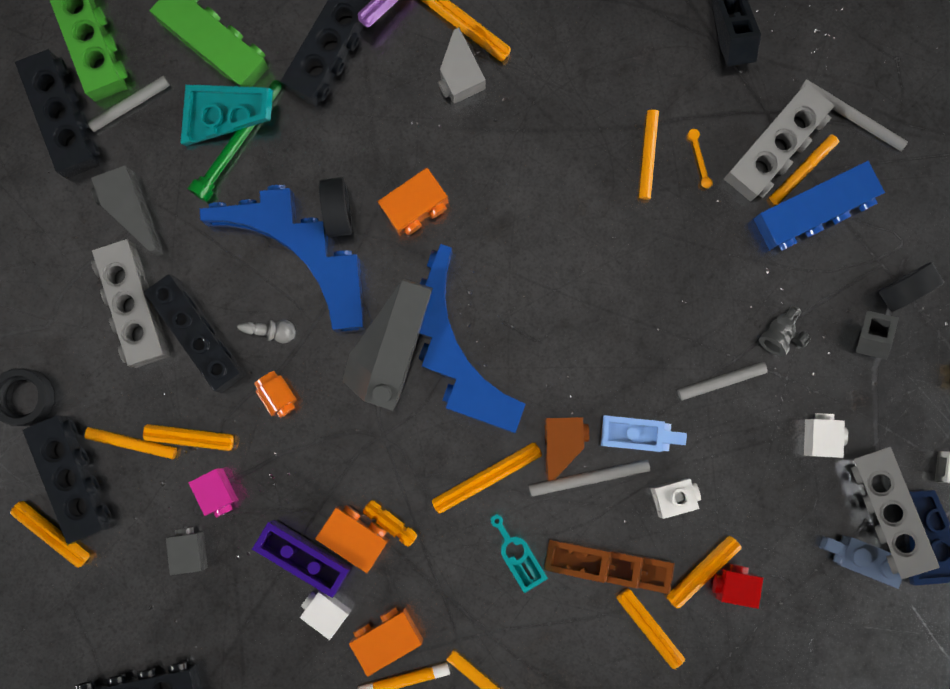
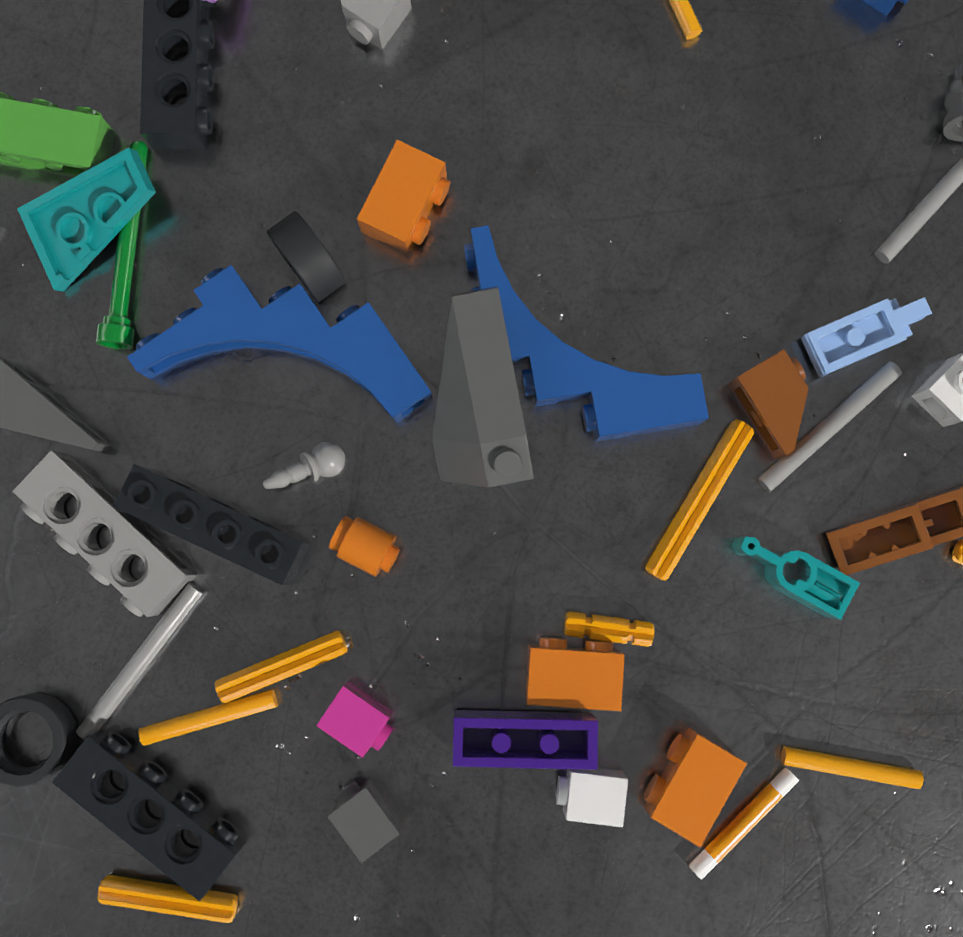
camera: 30 degrees left, 0 degrees up
(110, 388) = (140, 661): none -> light grey bar

